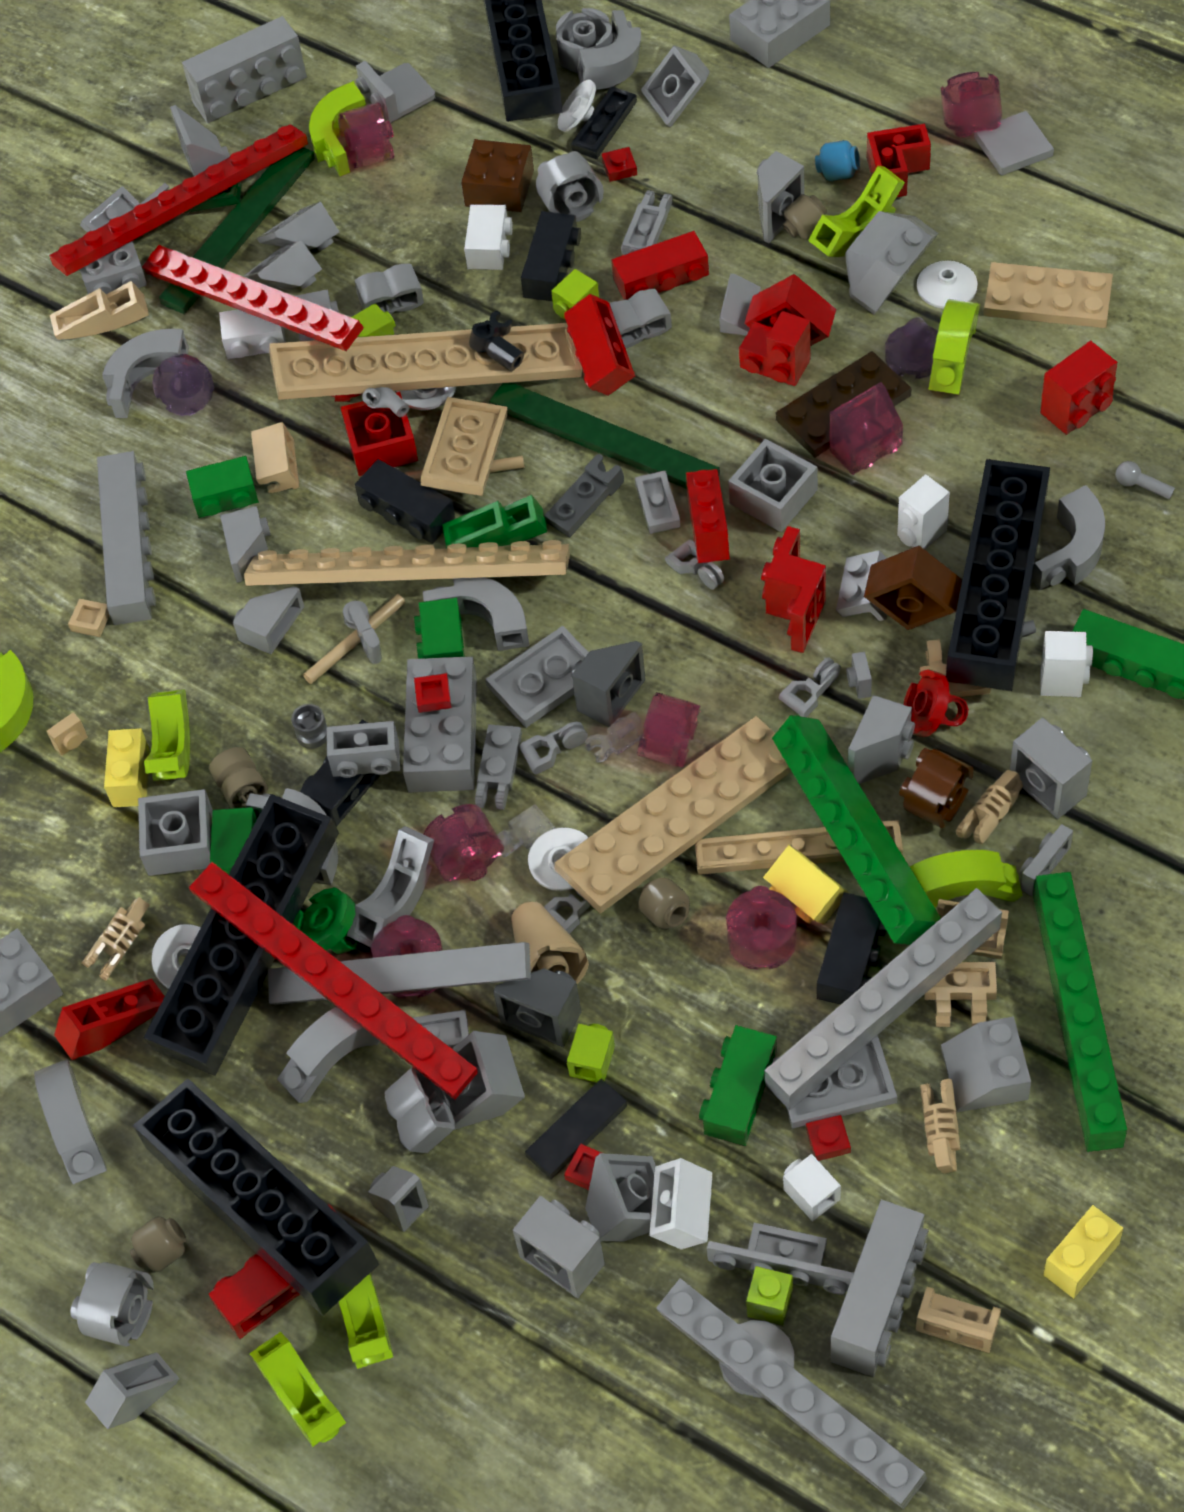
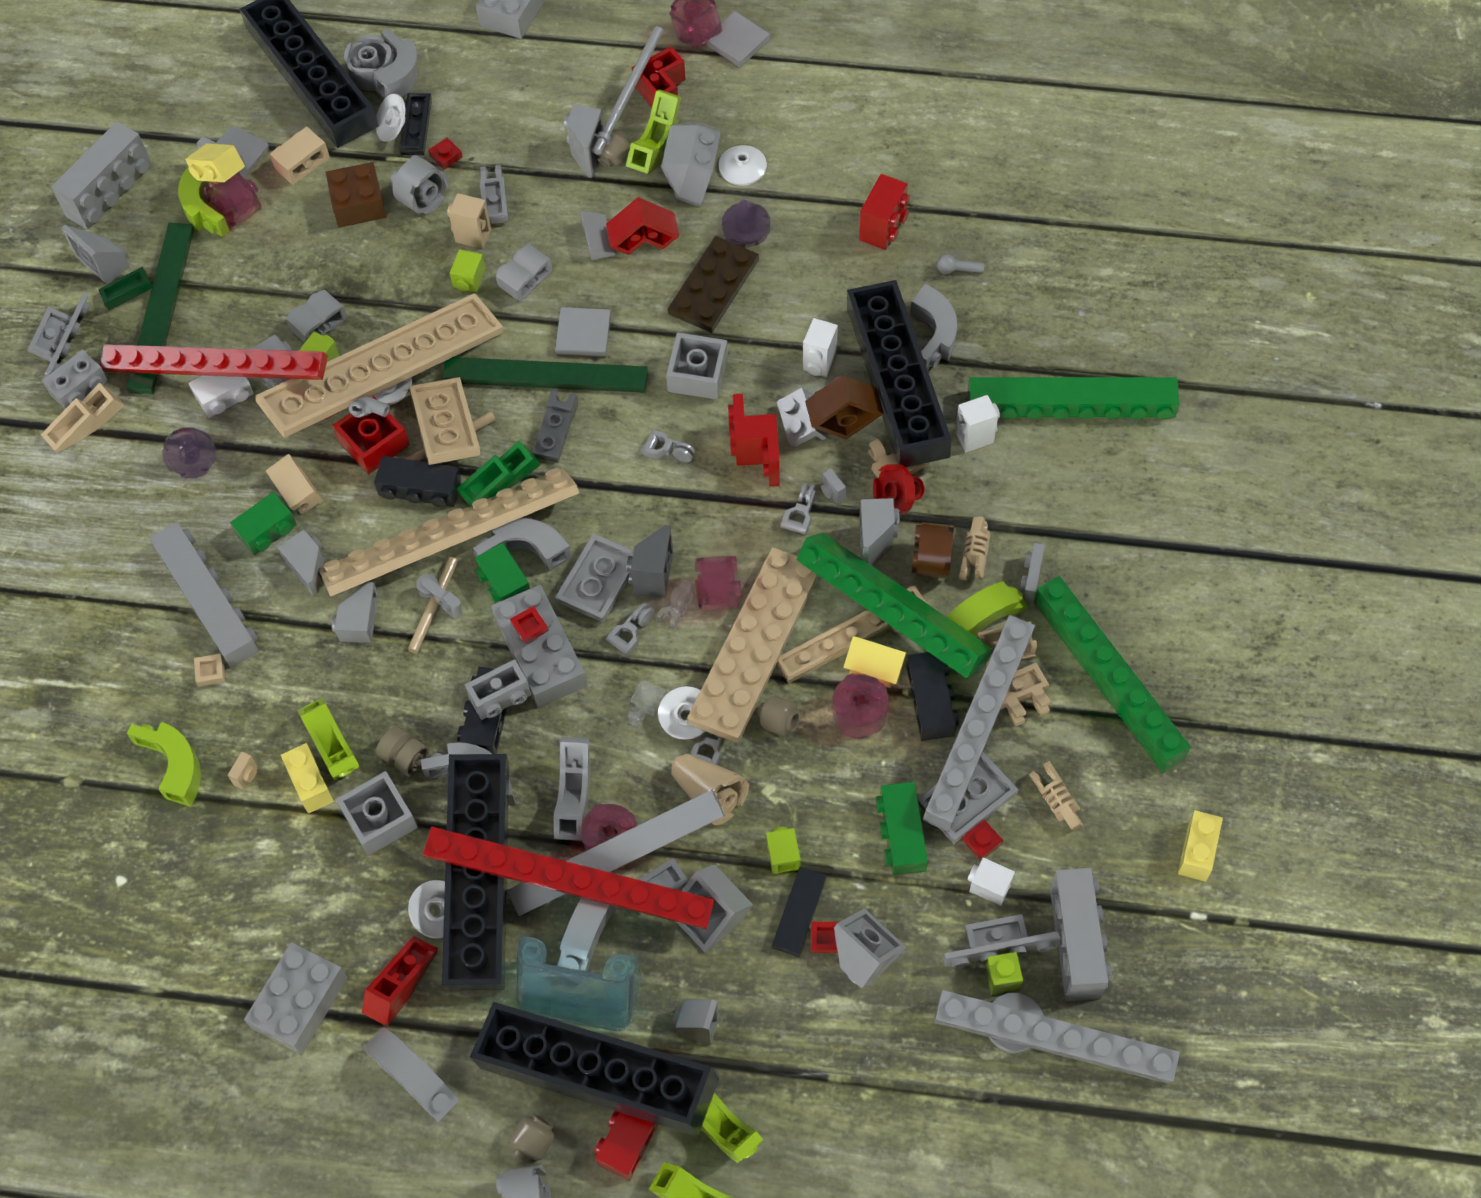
camera: 30 degrees left, 5 degrees up
(118, 936) = (371, 914): tan hinge -> none
(136, 361) = (137, 444): light grey arch -> none
(178, 199) = (102, 303): red plate -> none
(229, 835) = (425, 802): green brick -> none
(287, 268) = (221, 327): light grey slope -> none
(303, 1126) = (577, 995): none -> clear light blue windscreen
(308, 224) = (218, 290): light grey slope -> none
(309, 726) = (434, 681): flat silver wheel -> none
(329, 920) = (536, 831): green tile -> none
(359, 90) = (214, 163): none -> light yellow brick
(419, 1111) = (680, 949): light grey brick -> none
(461, 115) = (299, 155): none -> tan brick
(463, 843) = (609, 731): clear pink brick -> none
(486, 338) = (420, 330): black bar -> none
(487, 237) = (372, 246): white brick -> none
(498, 763) = (596, 658): light grey hinge -> none
(541, 1005) = (732, 833): dark grey slope -> none
(550, 254) = (431, 245): black brick -> none
(559, 1245) = (838, 1004): light grey brick -> none
(599, 345) = (508, 303): red brick -> none
(601, 240) = (469, 220): none -> tan brick
(657, 502) = (614, 410): light grey plate -> none
(661, 265) = (522, 224): red brick -> none
(669, 406) = (583, 331): none -> light grey tile
(675, 83) = (459, 75): light grey slope -> none
(681, 1204) = (908, 934): white brick -> none
(707, 516) = (661, 407): red brick -> none
(778, 350) = (646, 261): red brick -> none
(795, 198) = (603, 138): none -> light grey bar
(838, 160) = (610, 93): dark azure head -> none
(865, 429) = (745, 299): clear pink slope -> none
(952, 345) = (776, 209): lime arch -> none
(957, 1321) = (1139, 932): tan hinge -> none
(987, 1065) = (1068, 739): light grey slope -> none
(1048, 295) = (821, 148): tan plate -> none
(1051, 767) = (1006, 503): light grey brick -> none

